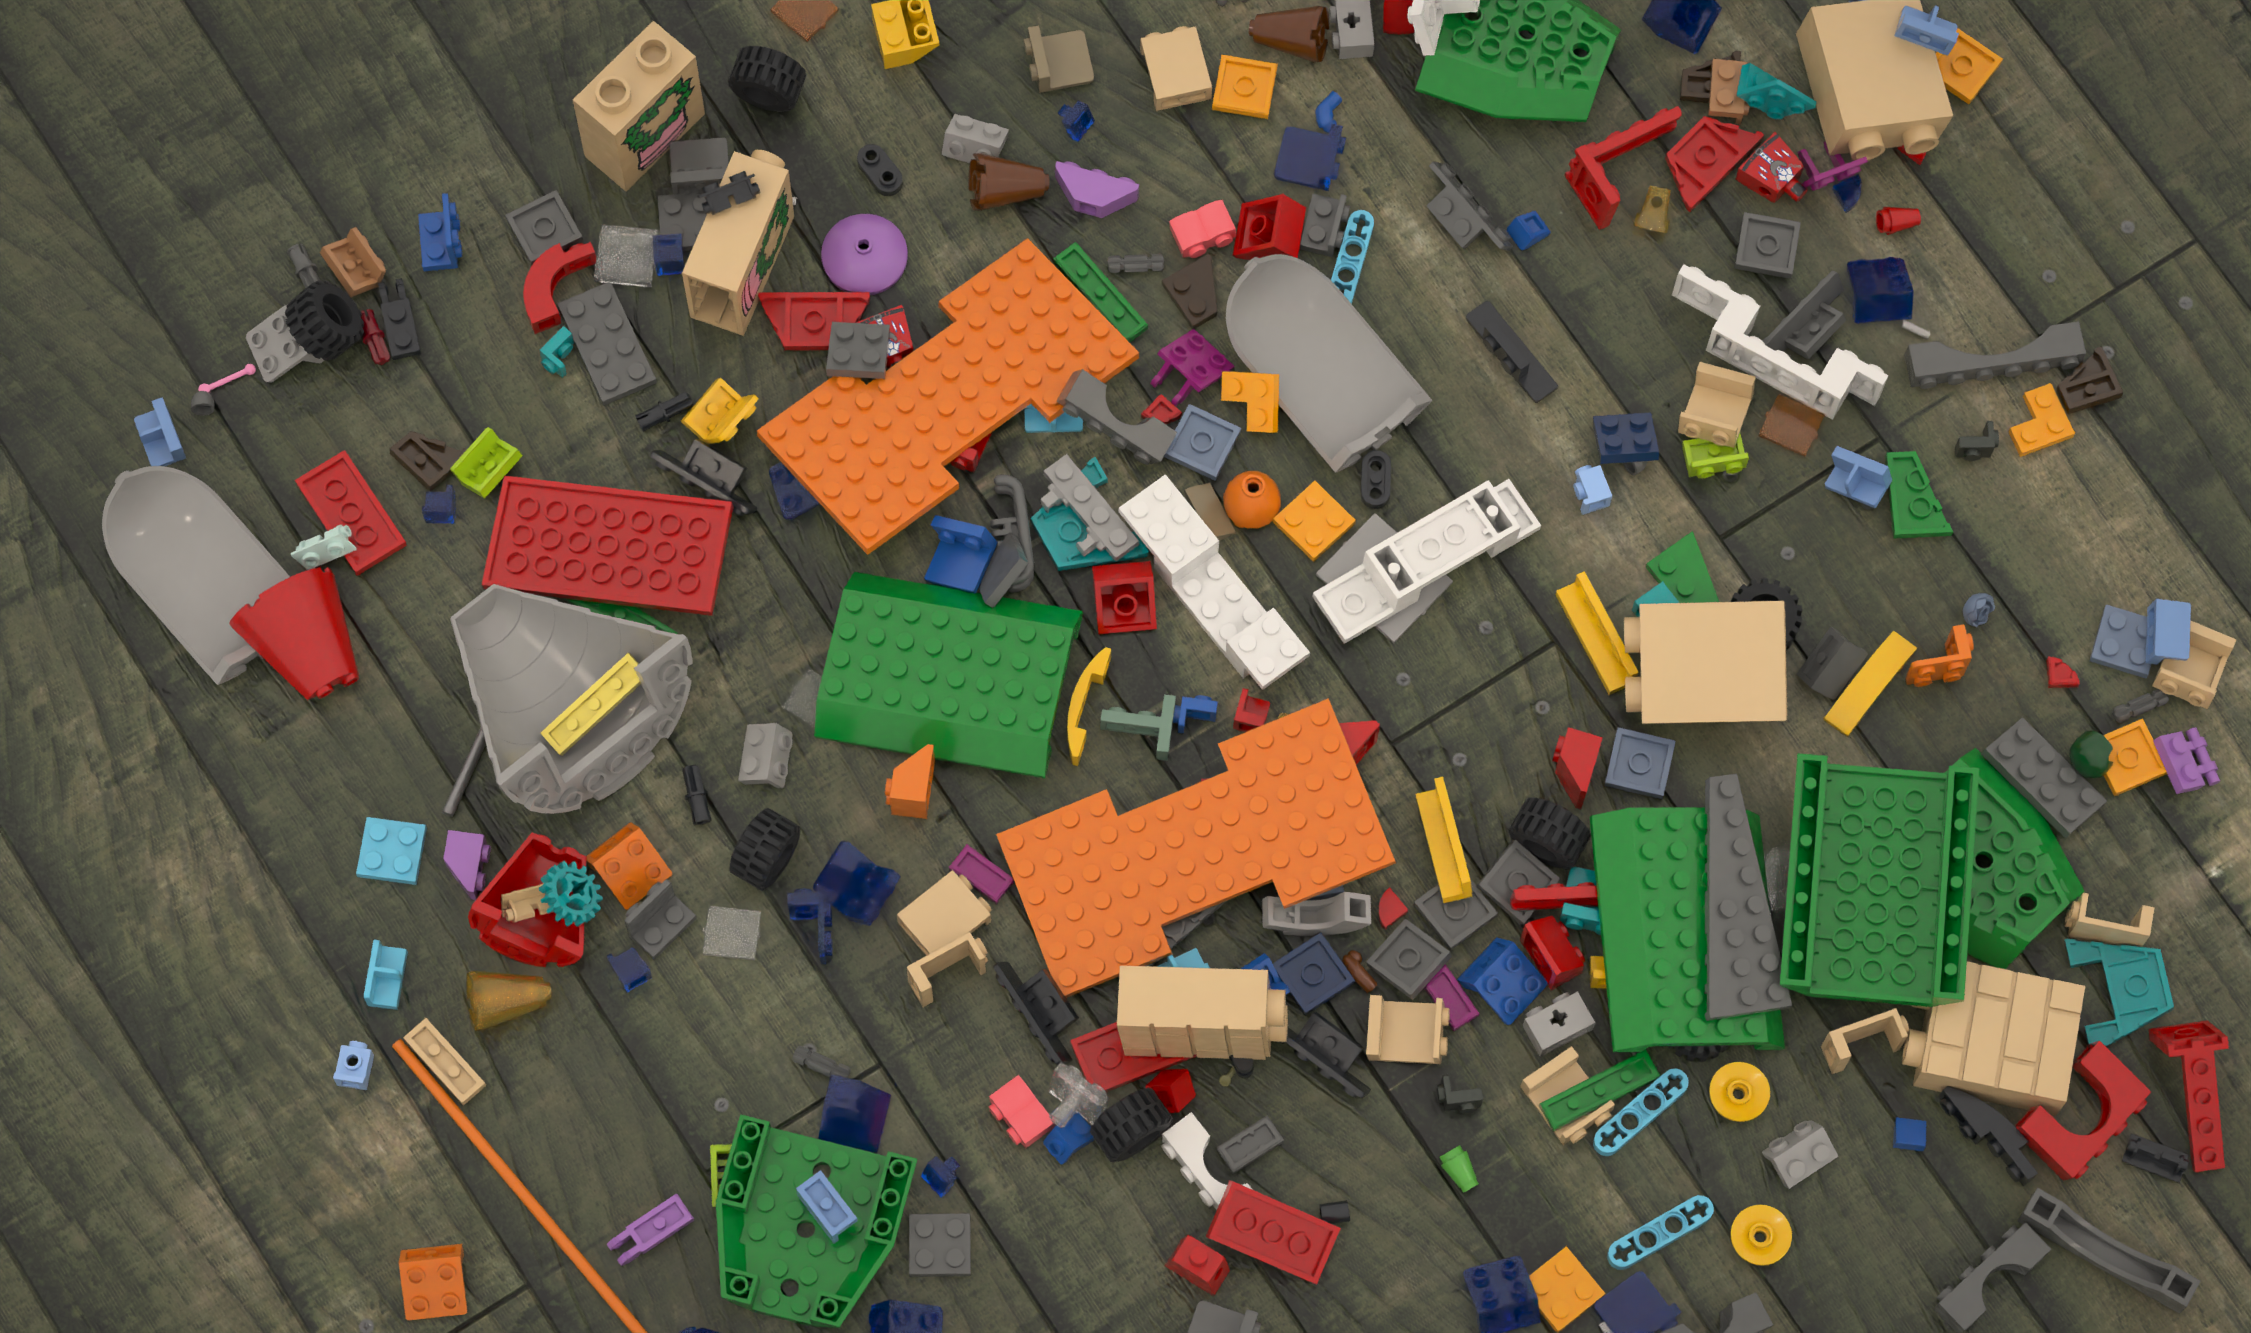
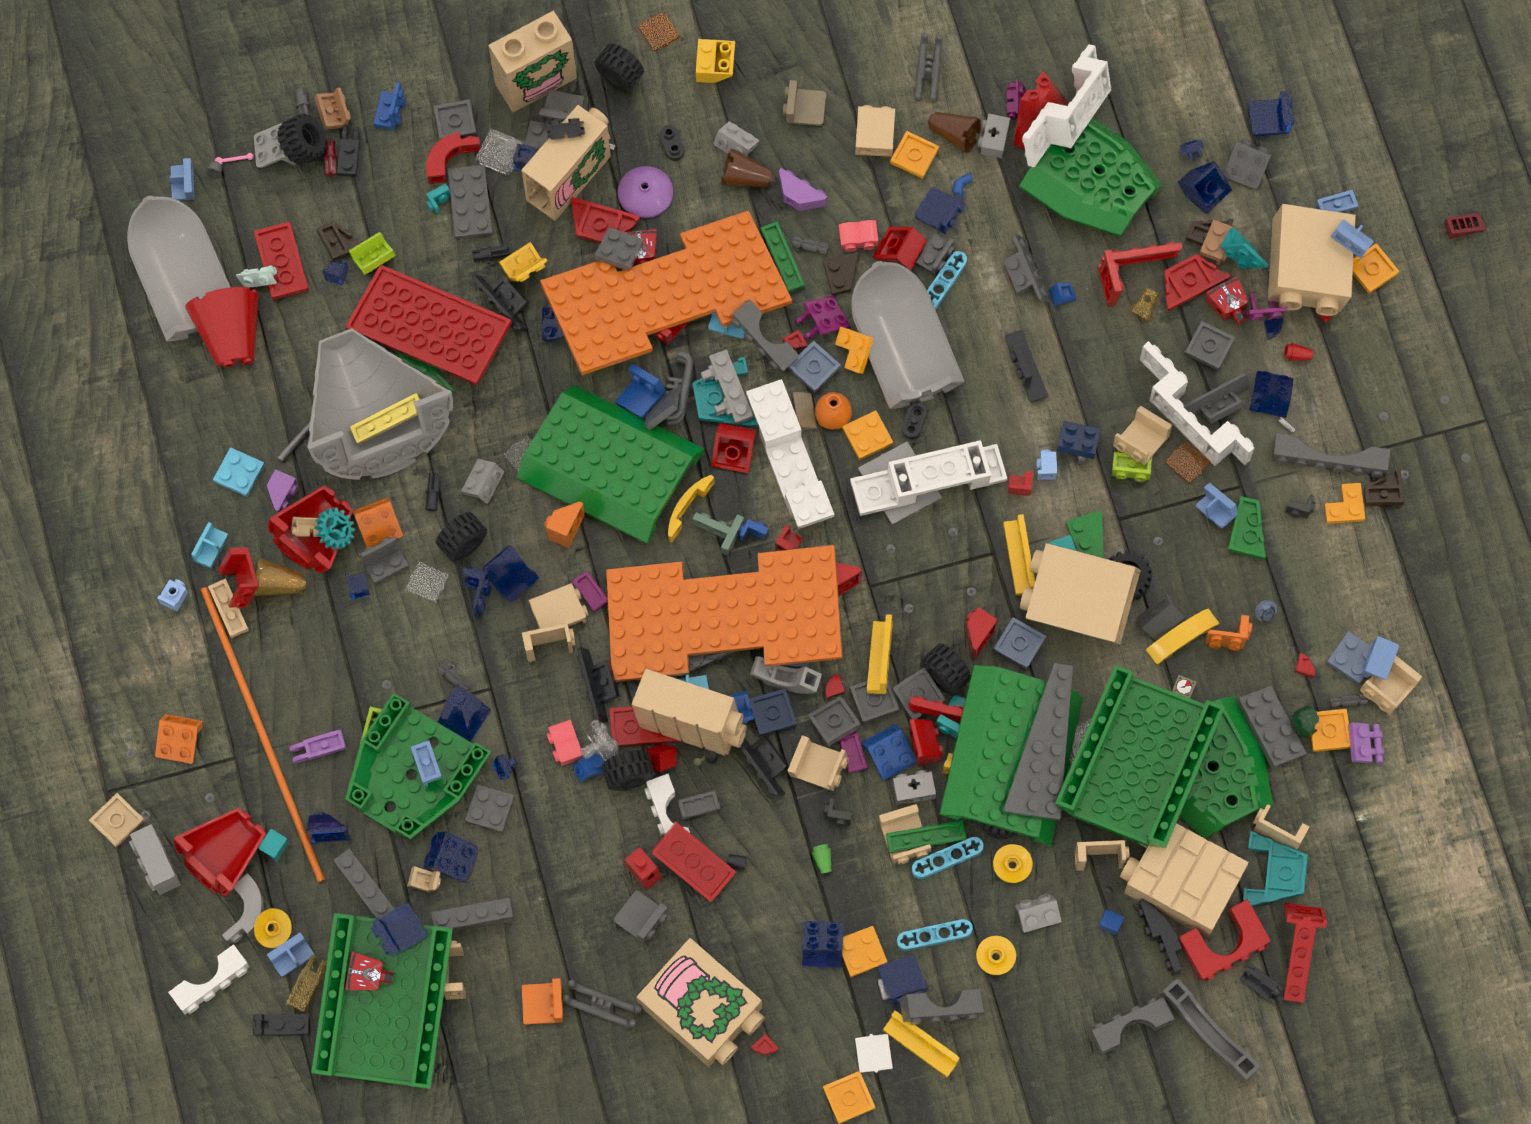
camera: 20 degrees right, 0 degrees up
(444, 990) = (239, 563): none -> red panel
(1076, 119) = (803, 146): clear blue tile -> none
(1358, 972) = (799, 713): reddish brown arm -> none
(1563, 528) = (1021, 484): none -> red panel
(1898, 755) = (1184, 686): none -> tile

